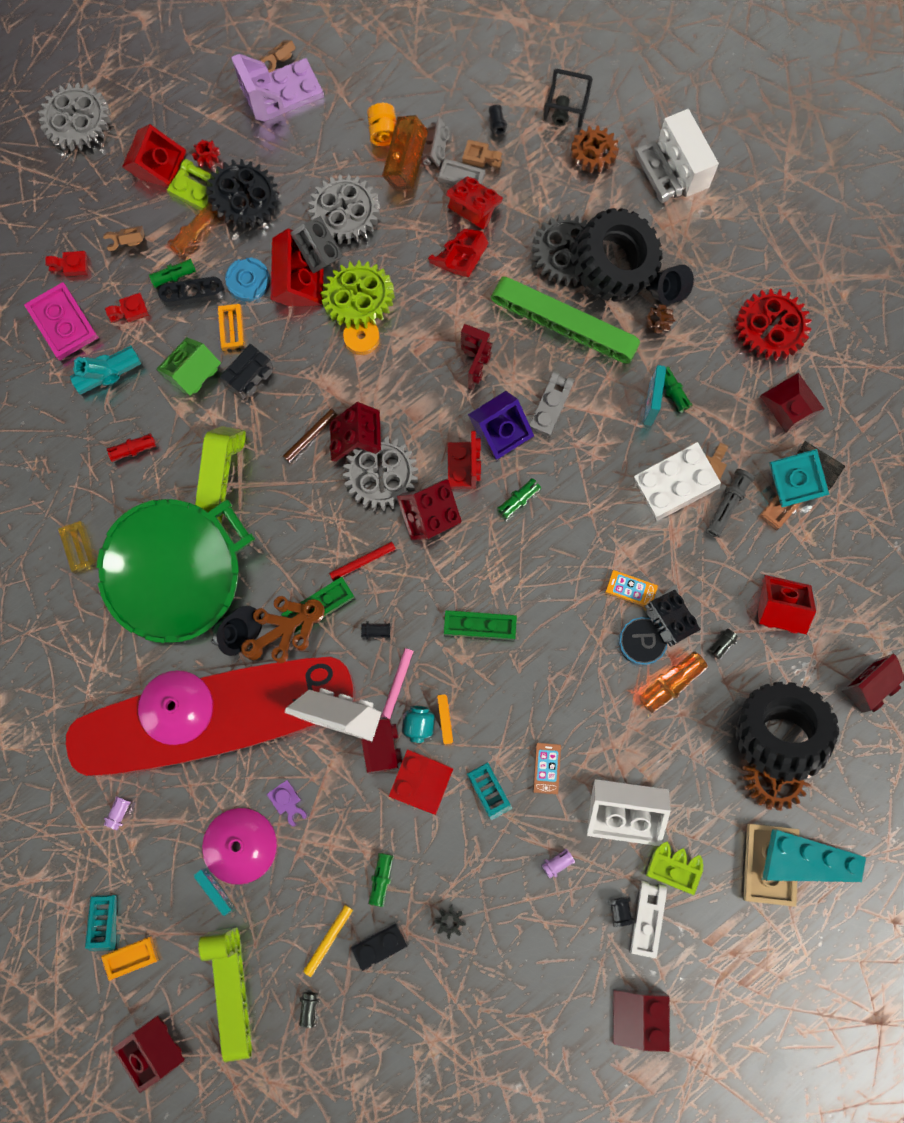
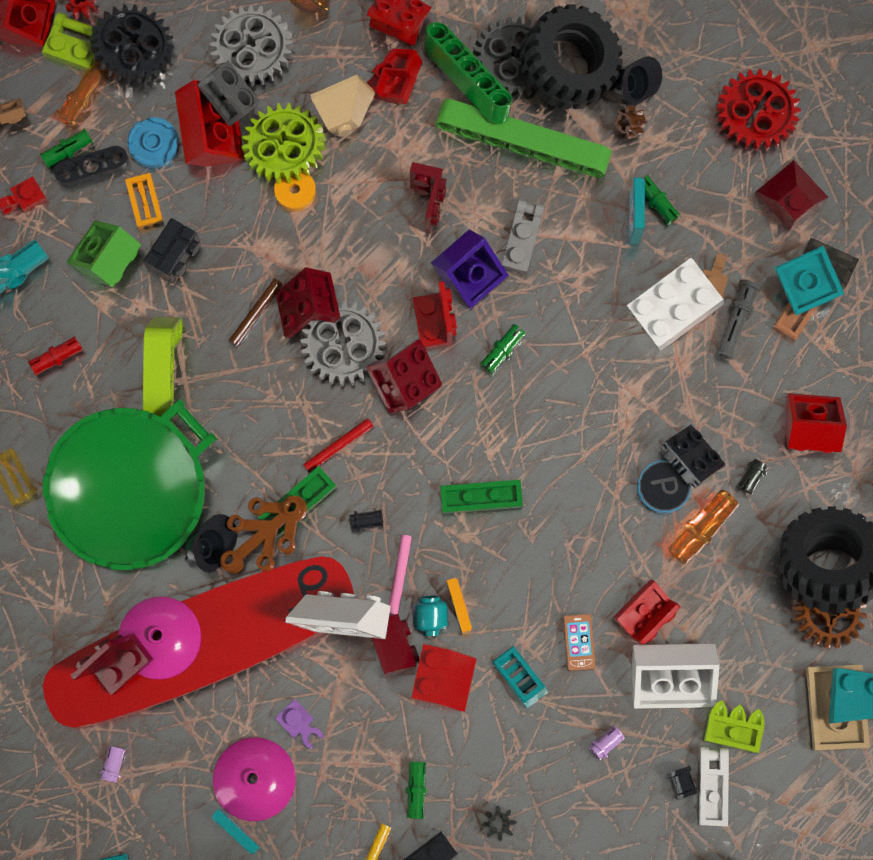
camera: 10 degrees left, 0 degrees up
(129, 723) = (115, 662): none -> dark red bracket
(414, 268) = (343, 105): none -> tan slope
(525, 257) = (467, 73): none -> green beam
(611, 752) = (646, 613): none -> red bracket
(630, 588) = (642, 431): tile -> none

